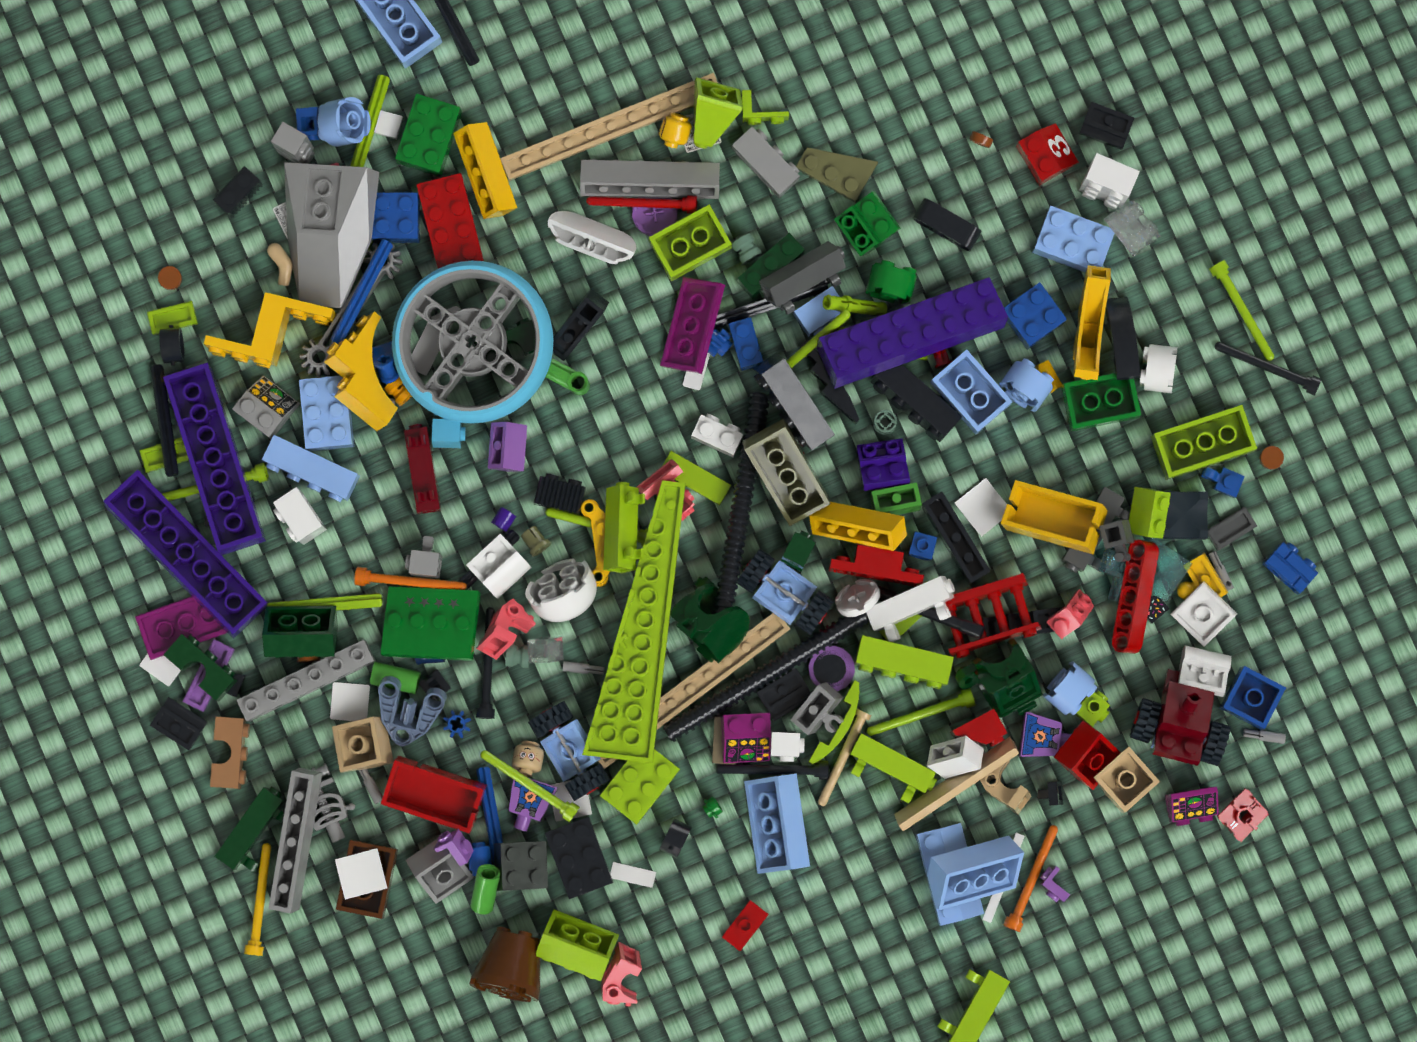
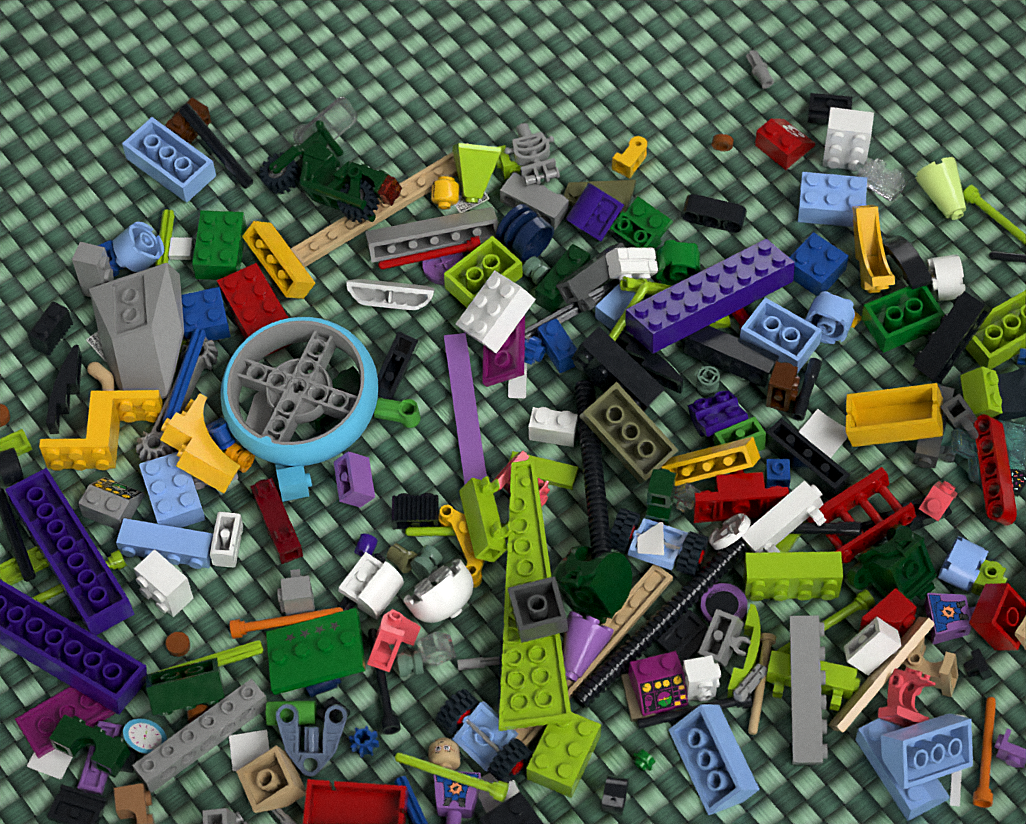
camera: 10 degrees left, 25 degrees down
(245, 259) = (66, 384): none -> black slope
(253, 668) = (143, 735): none -> sticker
(302, 576) = (178, 644): none -> dark orange tile
(369, 481) = (226, 539): none -> white brick
(549, 77) = (343, 189): none -> piece
(558, 552) = (425, 562): none -> sand green wheel
(635, 392) = (465, 407): none -> medium lavender tile
(646, 652) = (538, 609): none -> dark grey brick
(683, 685) = (582, 644): none -> medium lavender cone
(690, 296) = (495, 311): none -> white piece
(744, 205) = (524, 232): none -> dark blue wheel
(775, 97) = (532, 154): none -> light grey torso
(778, 590) = (652, 541): none -> white sticker
(822, 196) = (595, 212): none -> dark purple brick
(827, 549) = (685, 496): none -> clear tile
(831, 760) = (749, 682): none -> light grey axle
(842, 276) = (631, 263): none -> white brick
(880, 783) = (806, 690): none -> light grey brick
(882, 133) = (631, 159): none -> yellow leg
(956, 452) = (782, 386): none -> reddish brown brick
(967, 814) = (902, 696): none -> coral tile
(989, 441) = (802, 401): none -> black piece
(1048, 53) = (759, 69): none -> light grey axle
(1139, 444) = (951, 337): none -> black brick
(1193, 259) = (943, 187): none -> yellowish green cone

